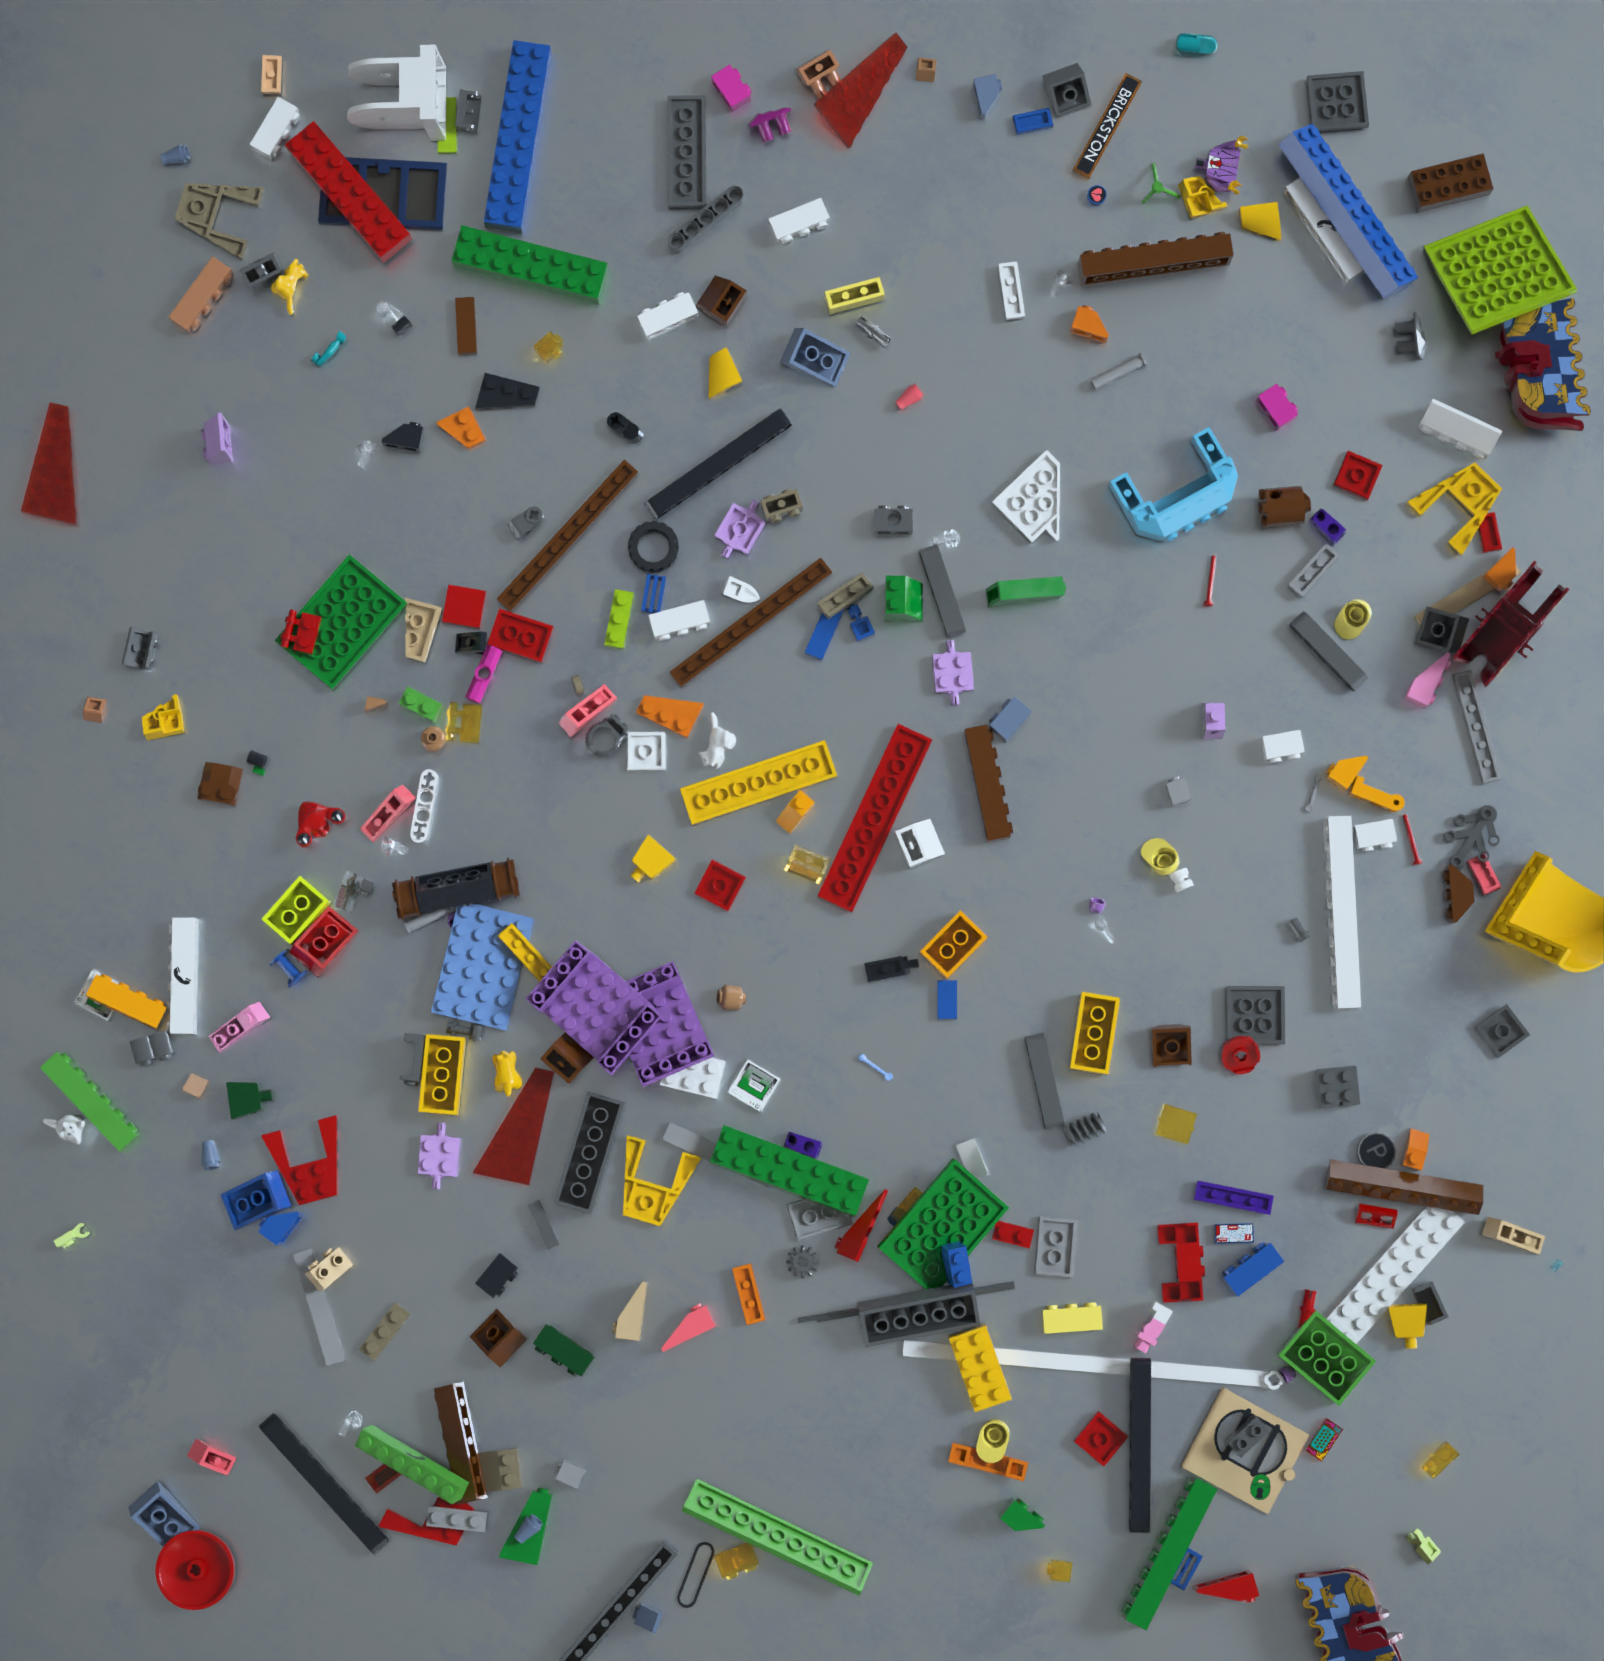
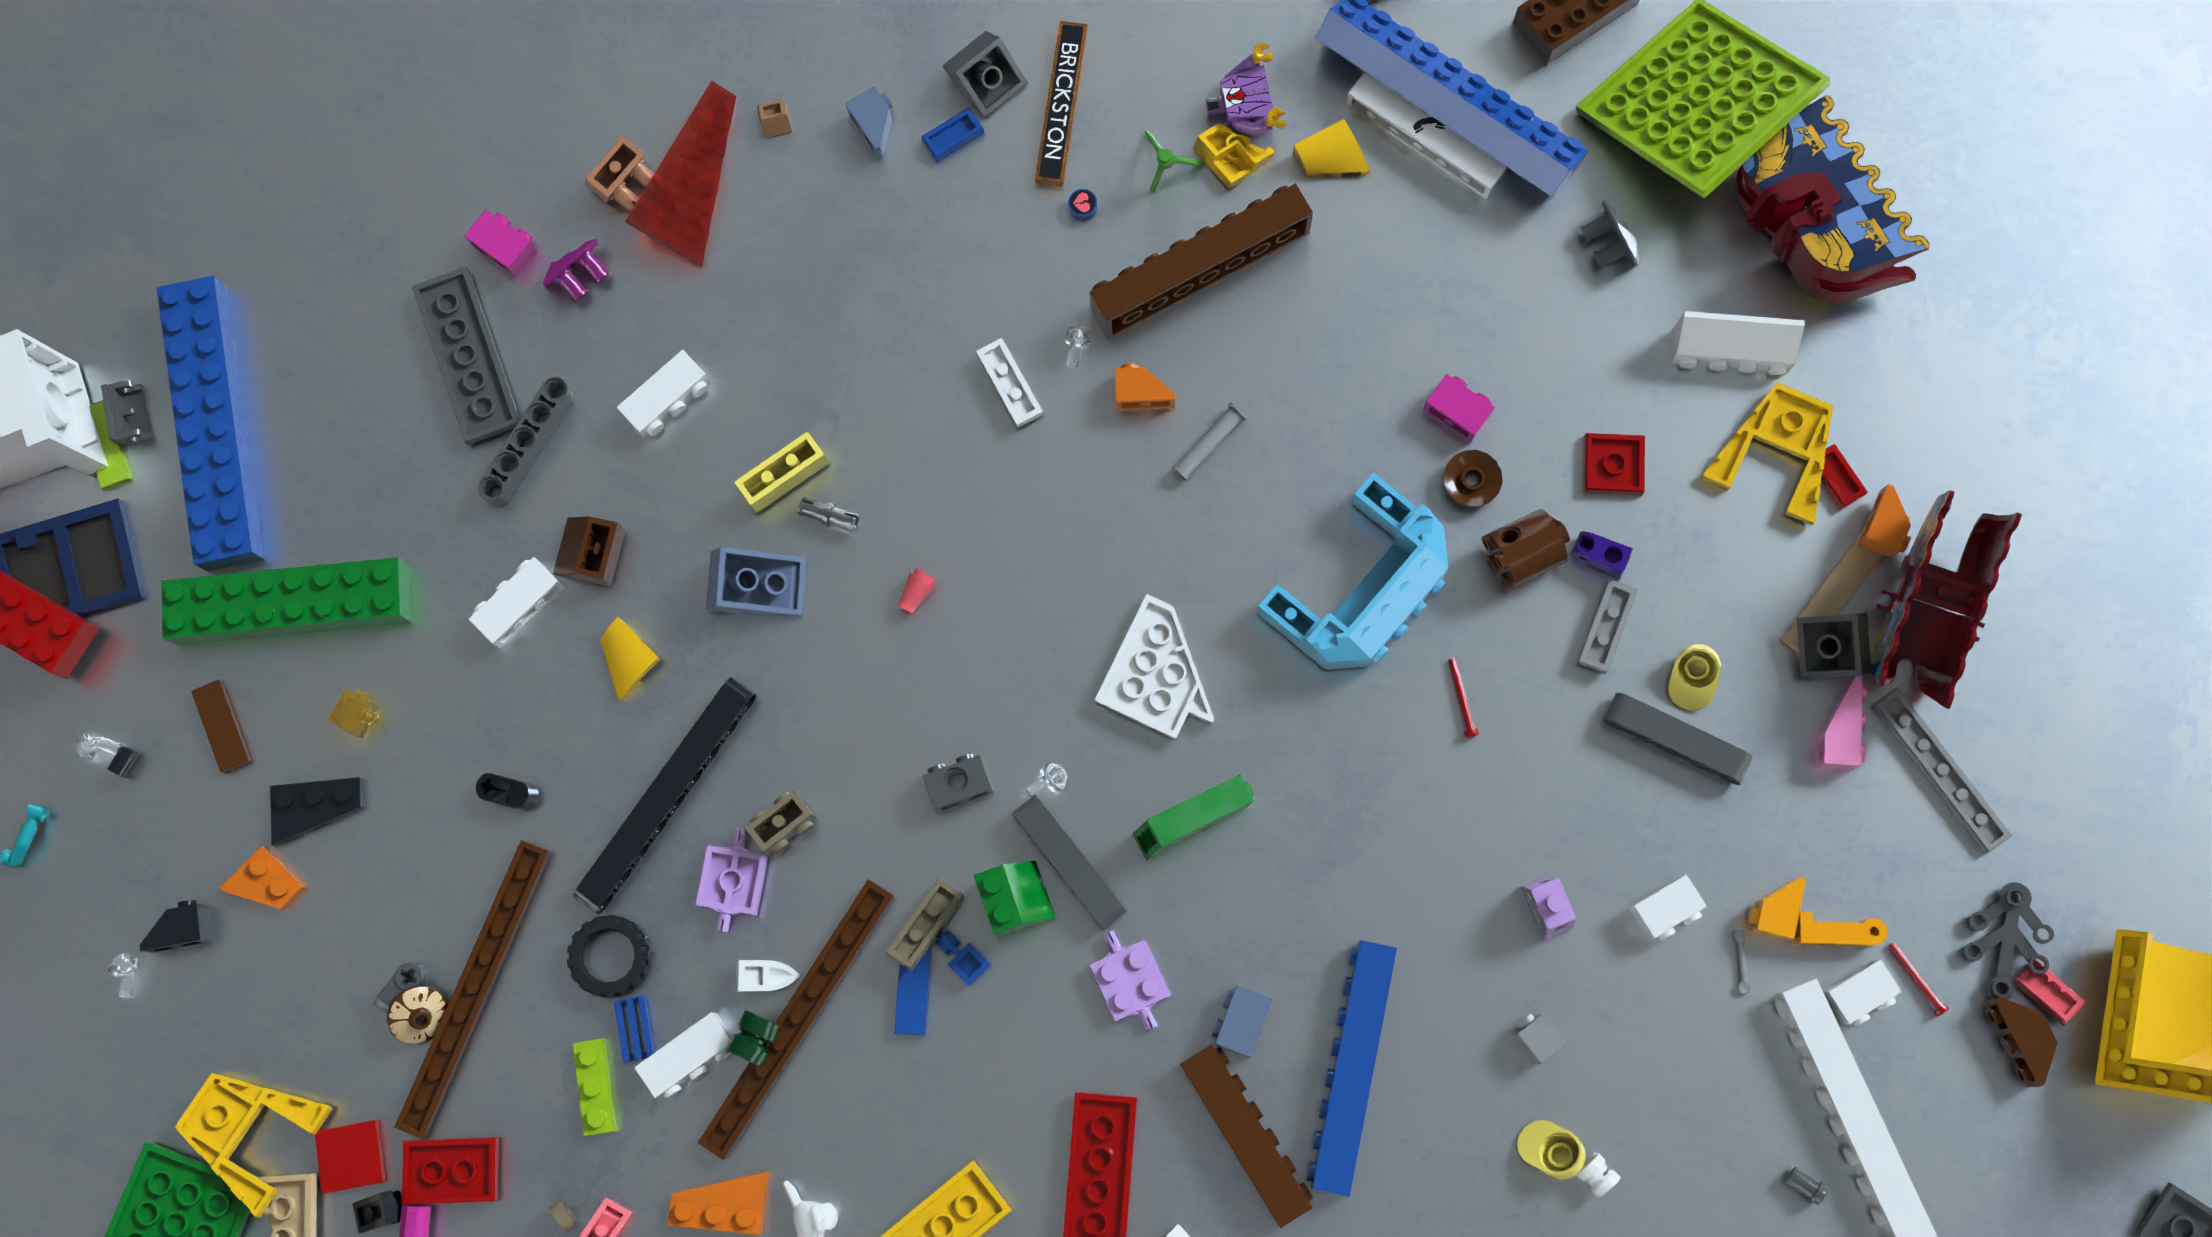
camera: 10 degrees left, 5 degrees down
(399, 555) = (222, 1117): none -> yellow wing
(526, 533) = (411, 1004): none -> tan dish
(721, 625) = (753, 1038): none -> dark green wheel
(1064, 768) = (1353, 1068): none -> blue brick
(1272, 444) = (1476, 465): none -> reddish brown dish

